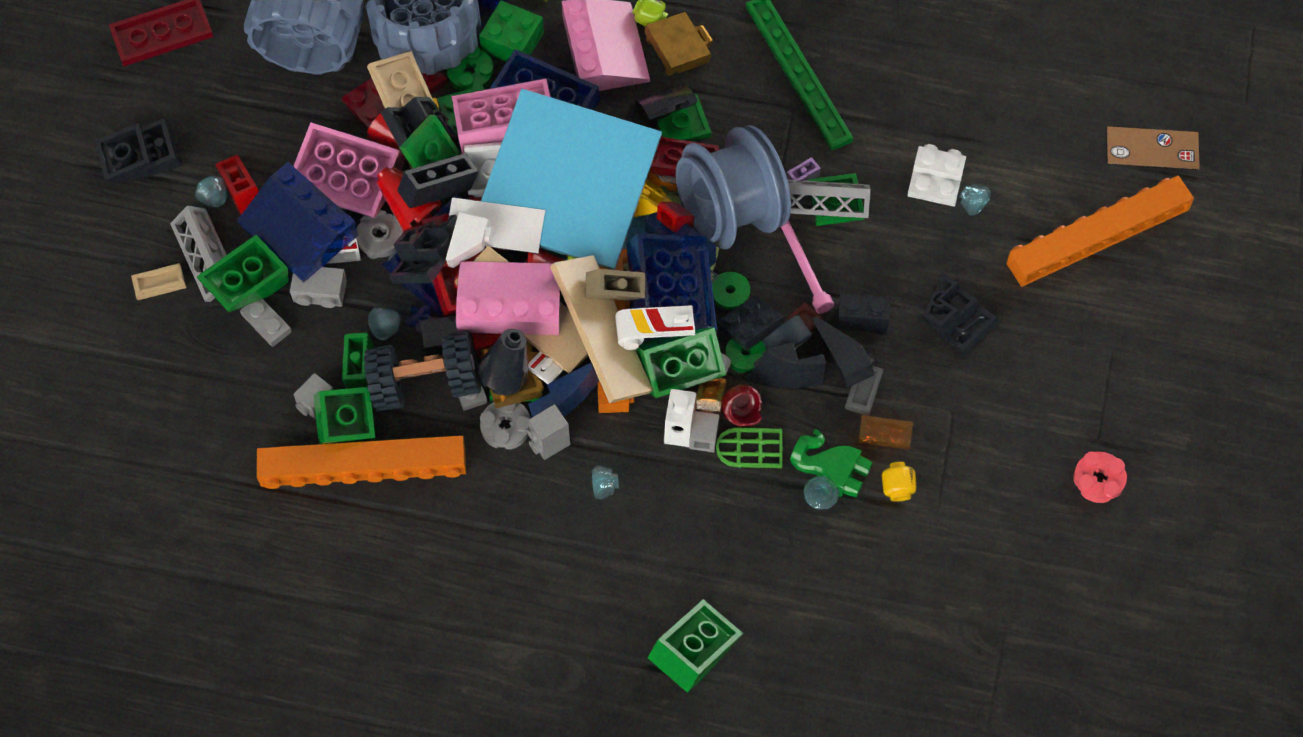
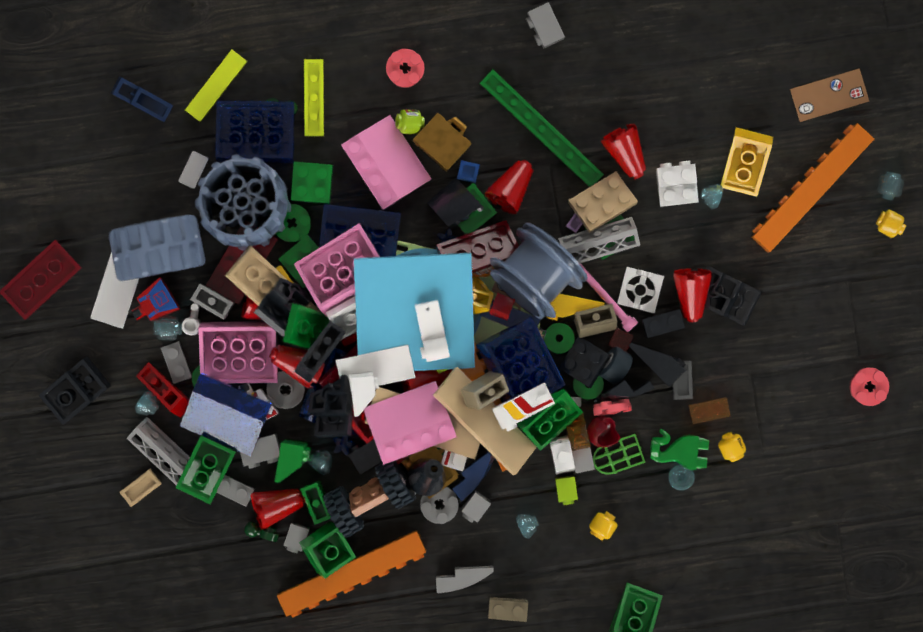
camera: 25 degrees left, 25 degrees up
(235, 77) = (113, 298): none -> white sticker
(268, 161) = (176, 362): none -> light grey plate
(276, 123) = (167, 328): none -> clear light blue head
(277, 93) = (155, 301): none -> torso
(283, 380) = (252, 529): none -> dark green plate
(302, 122) = (191, 324): none -> white piece
(307, 349) = (275, 505): none -> red cone
(341, 109) = (212, 301): none -> light grey brick
(347, 289) = (291, 457): none -> green slope
(496, 516) = (463, 578): none -> light grey slope
(537, 572) = (508, 609): none -> dark tan brick
(580, 200) = (432, 331): none -> white door
(670, 458) = (566, 489): none -> lime brick
(697, 83) = (468, 171): none -> blue tile
(699, 518) = (603, 525): none -> yellow head
(736, 109) = (511, 187): none -> red cone
(757, 257) = (567, 305): none -> yellow slope
(766, 379) = (610, 407): none -> coral plate
(782, 280) = (595, 320): none -> dark tan brick
(840, 160) = (602, 202): none -> tan plate
(846, 250) = (625, 301): none -> white piece
(889, 115) = (626, 150): none -> red cone
(913, 288) = (692, 291): none -> red cone
(1029, 177) = (746, 161): none -> yellow slope
(1185, 299) = (890, 223): none -> yellow head
(1198, 260) = (890, 185): none -> clear light blue head

